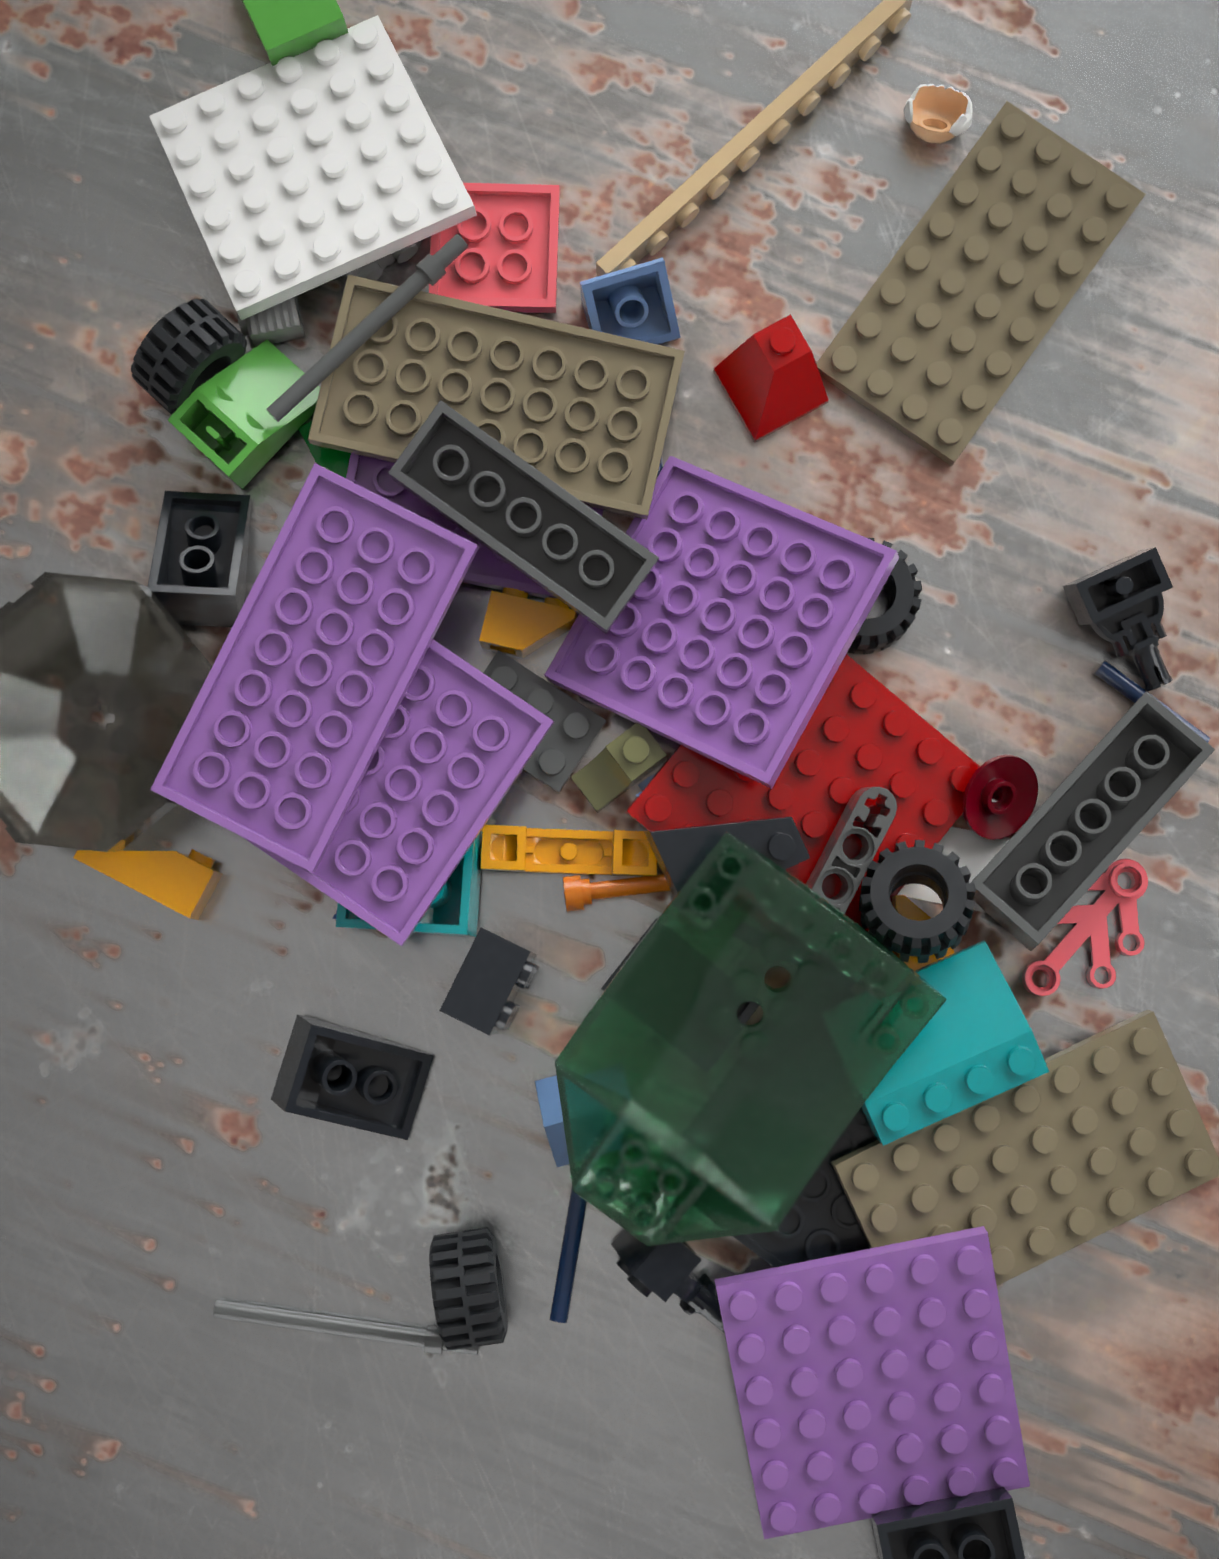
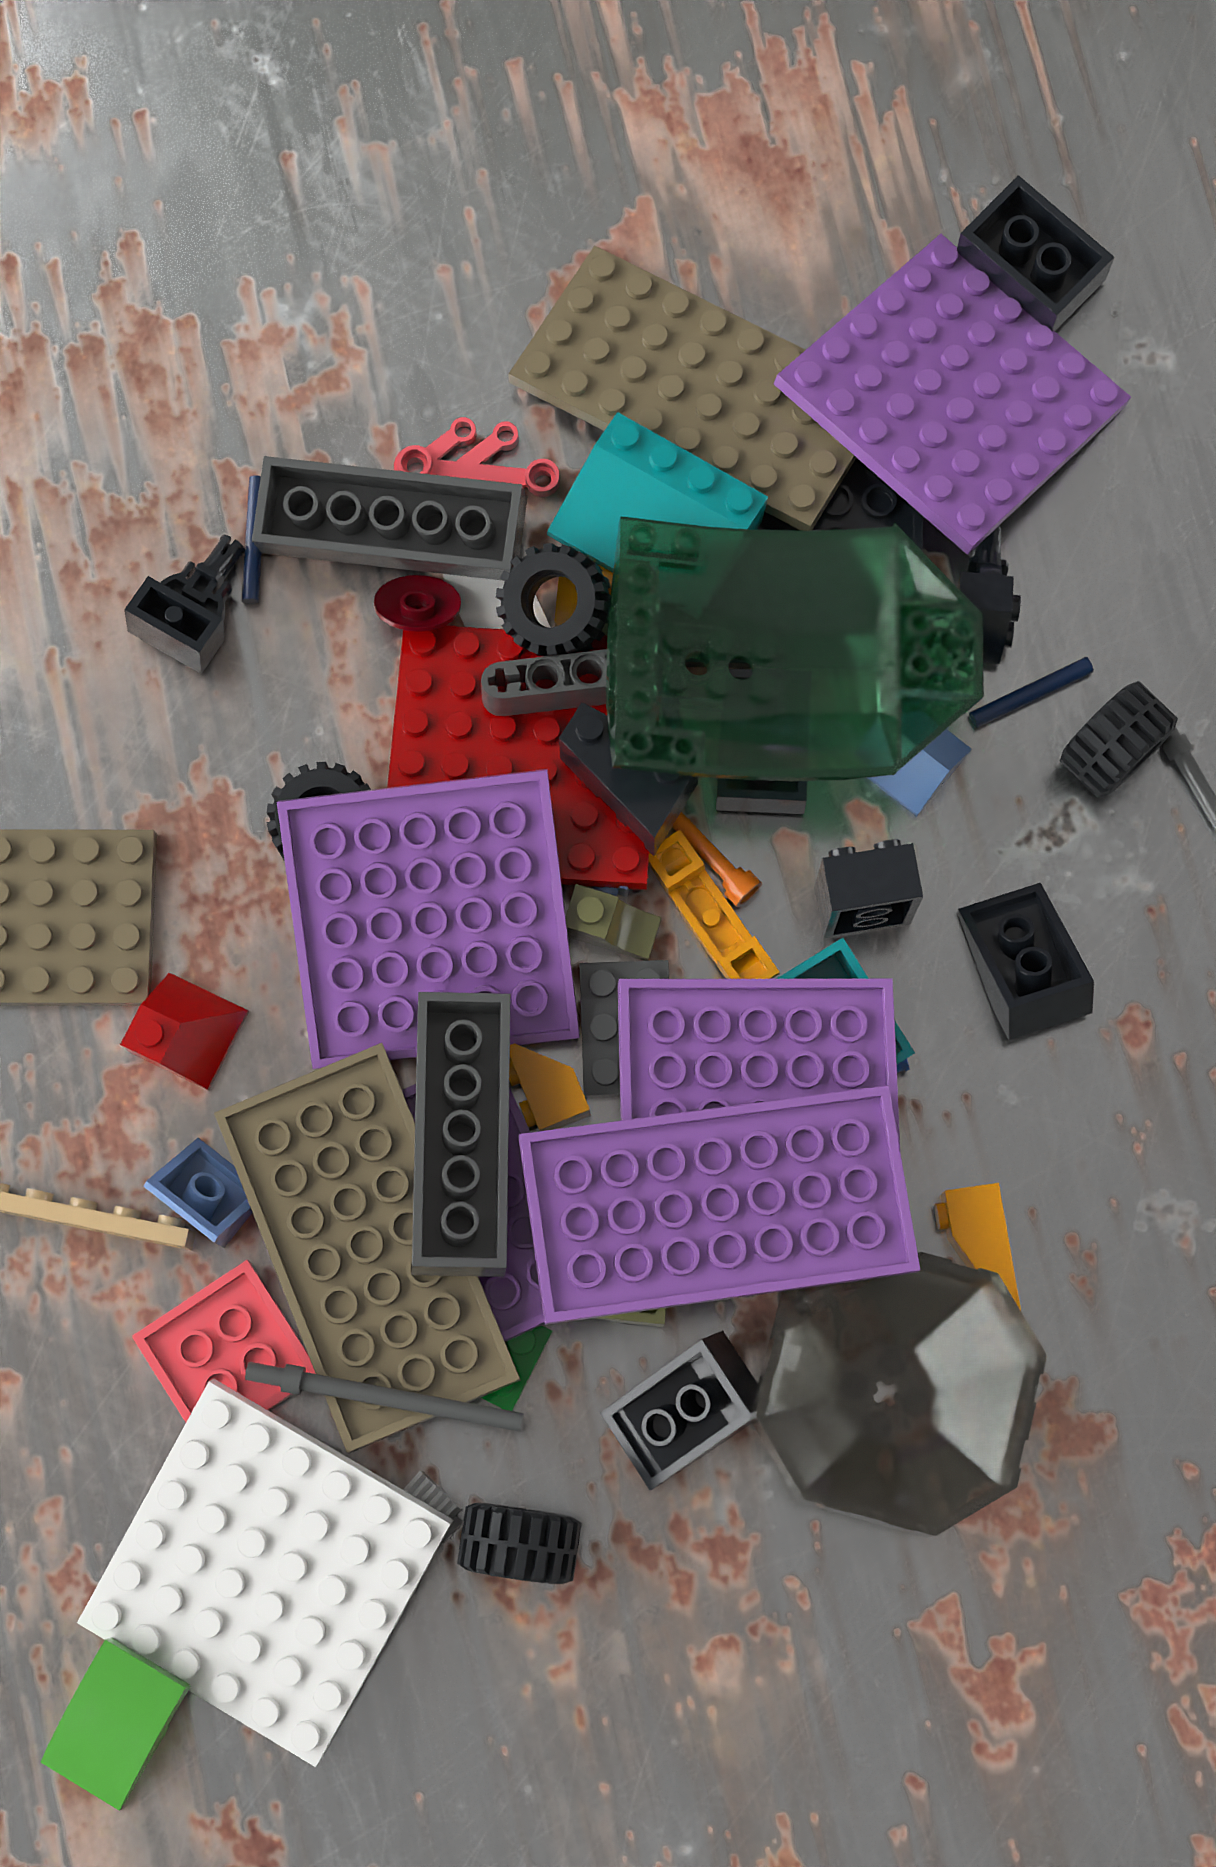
camera: 125 degrees left, 5 degrees down
(230, 416) = (536, 1470): bright green slope -> none

